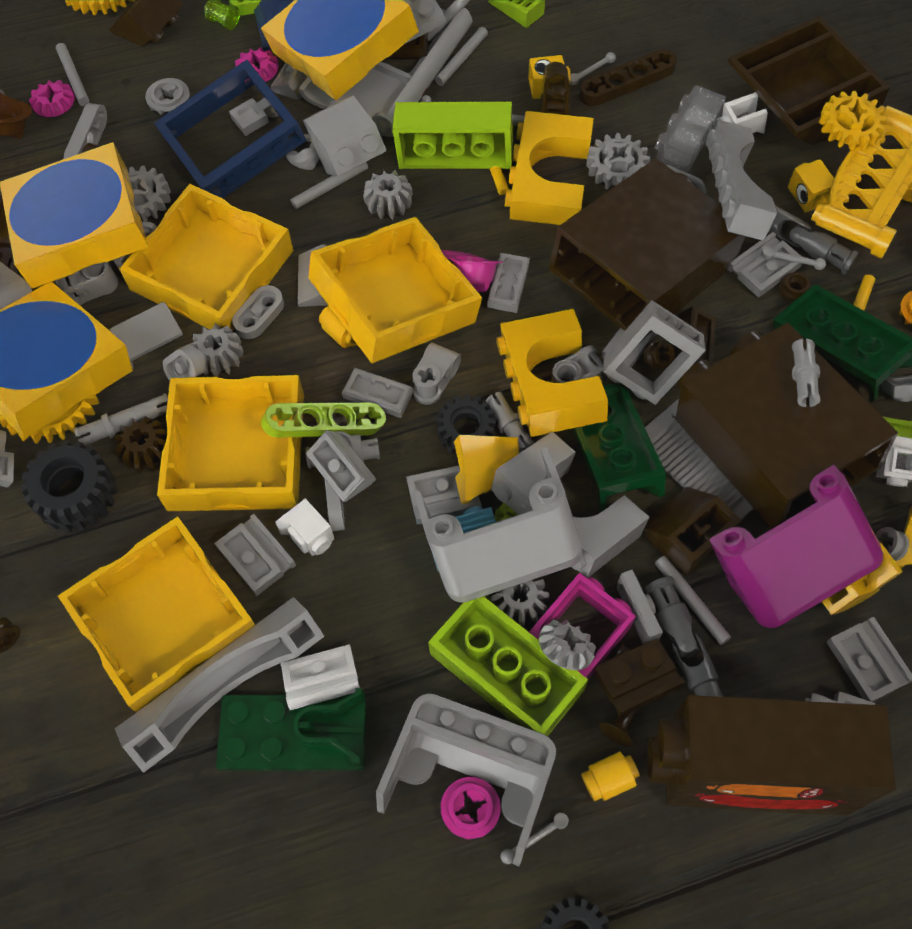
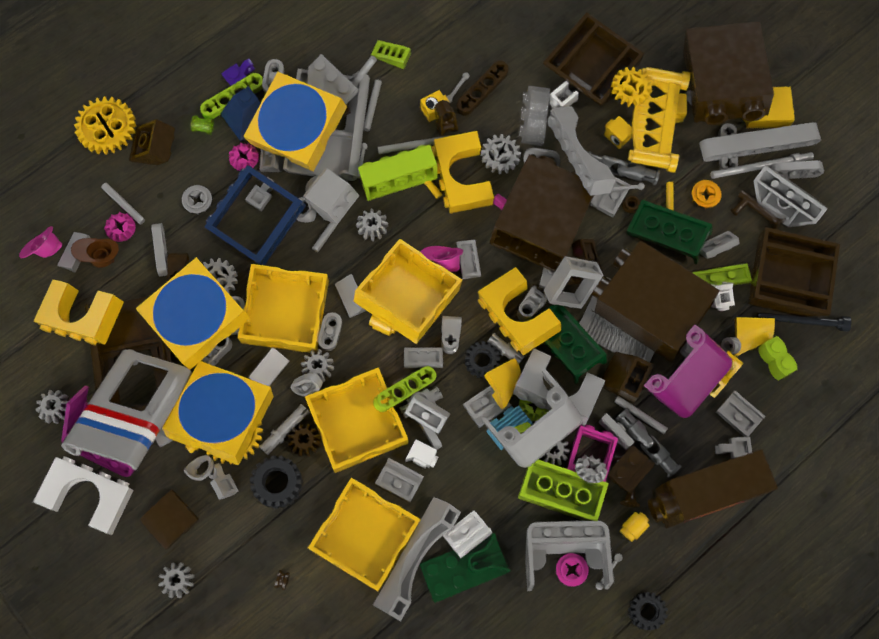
camera: 30 degrees left, 10 degrees up
(806, 373) = (661, 271): light grey pin -> none

